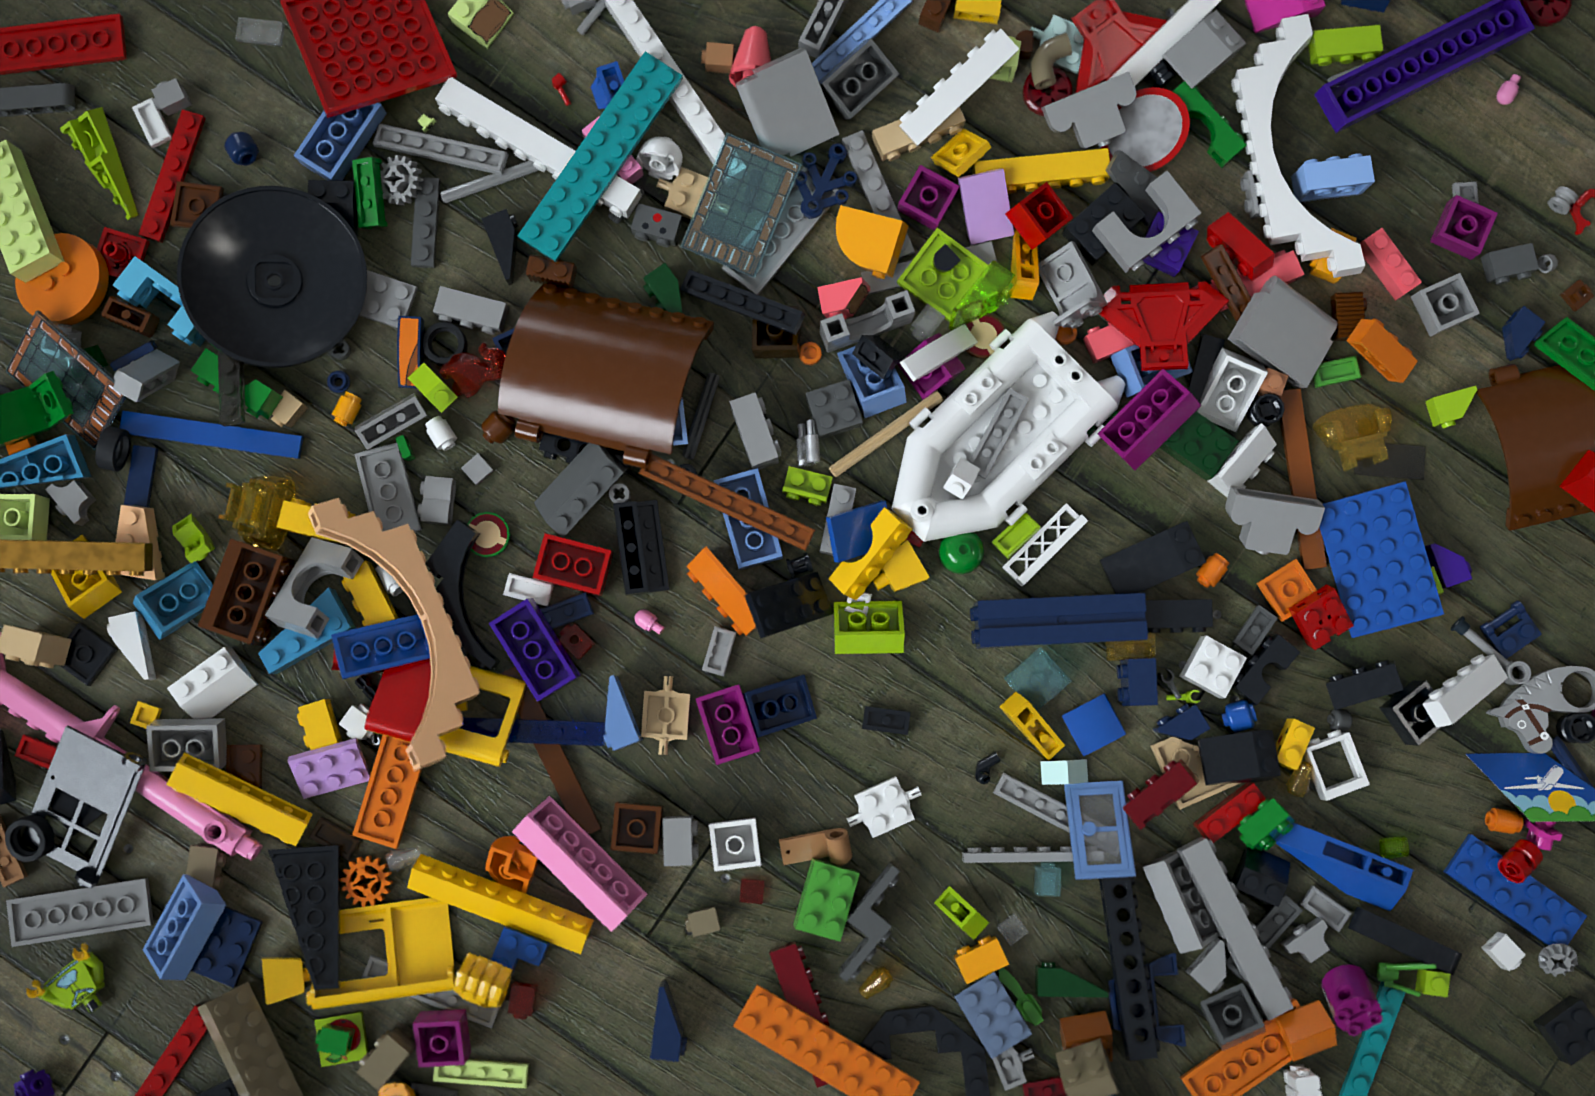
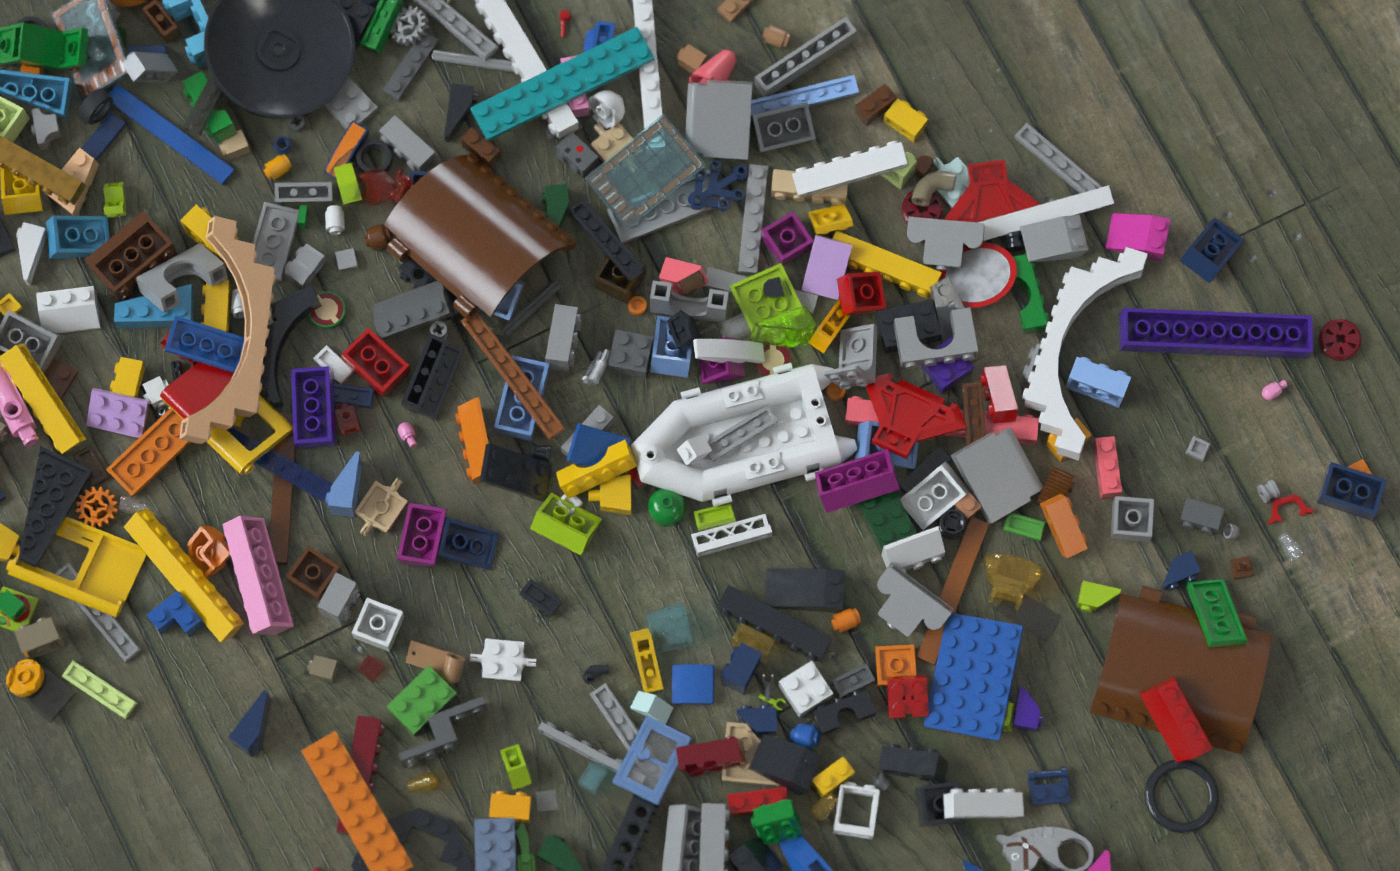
camera: 30 degrees right, 10 degrees down
(260, 509) = (175, 200): clear yellow piece -> none
(442, 1038) = (86, 646): magenta brick -> none
(482, 981) = (140, 618): yellow piece -> none
(522, 1000) = (159, 653): clear red brick -> none
(719, 651) = (446, 482): light grey plate -> none
(807, 485) = (579, 398): lime bracket -> none
(870, 240) = (727, 246): light orange brick -> none
(884, 435) = (655, 393): tan axle -> none
(1059, 620) = (707, 590): dark blue brick -> none
(1345, 45) = (1165, 291): lime brick -> none
(1463, 227) = (1178, 470): magenta brick -> none
(1463, 628) = (1013, 764): light grey piece -> none

